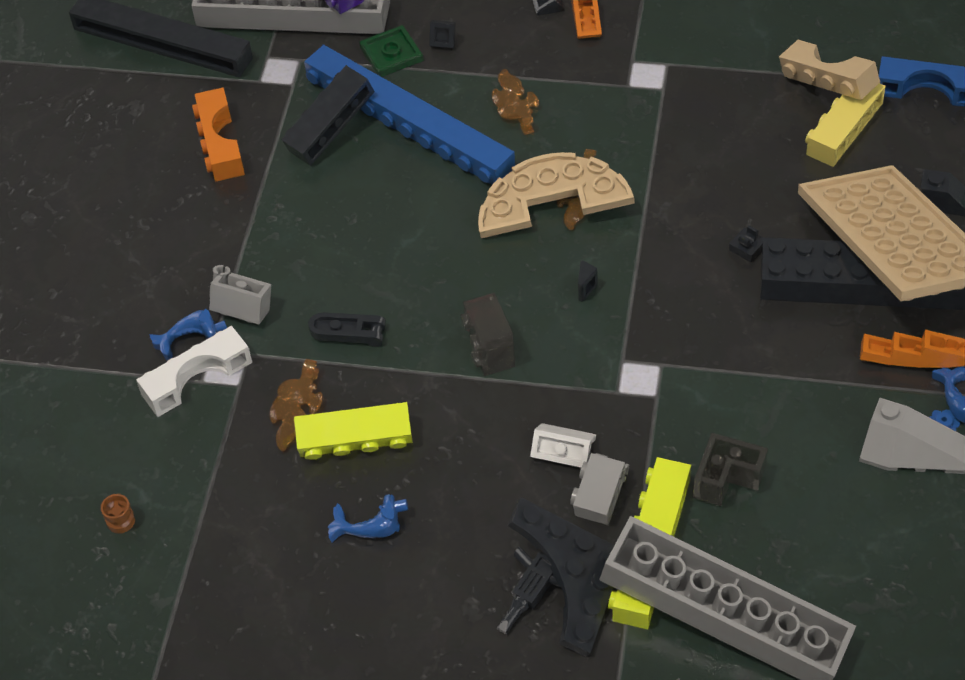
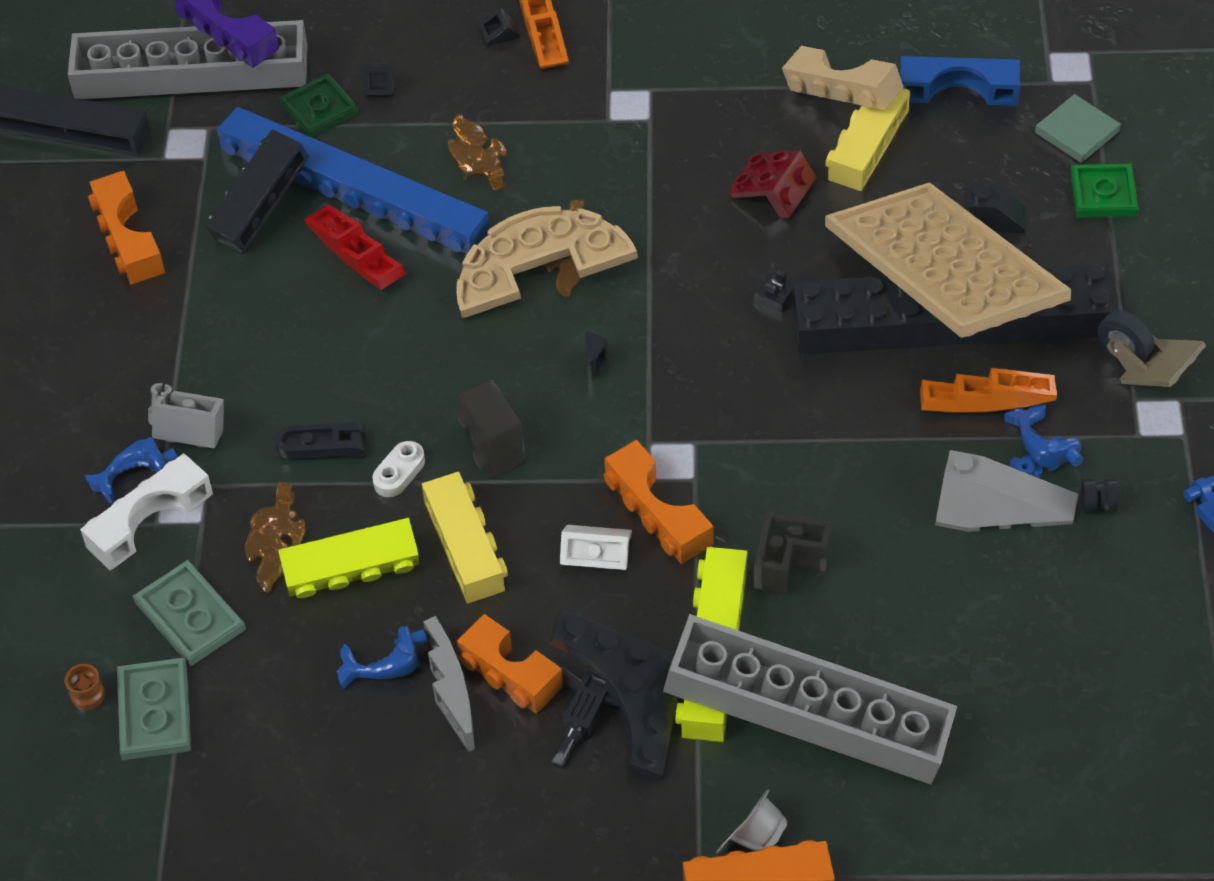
camera: 10 degrees left, 0 degrees up
(171, 539) = (153, 708): none -> sand green tile
(215, 460) = (189, 613): none -> sand green tile
(401, 169) = (354, 247): none -> red slope
(409, 358) = (401, 466): none -> white plate
(420, 554) = (450, 686): none -> light grey slope
(452, 424) = (464, 537): none -> light yellow brick
(487, 556) = (528, 682): none -> orange arch
(599, 488) = (645, 590): light grey hinge -> none
(637, 438) = (680, 528): none -> orange arch
(763, 146) = (779, 176): none -> dark red bracket

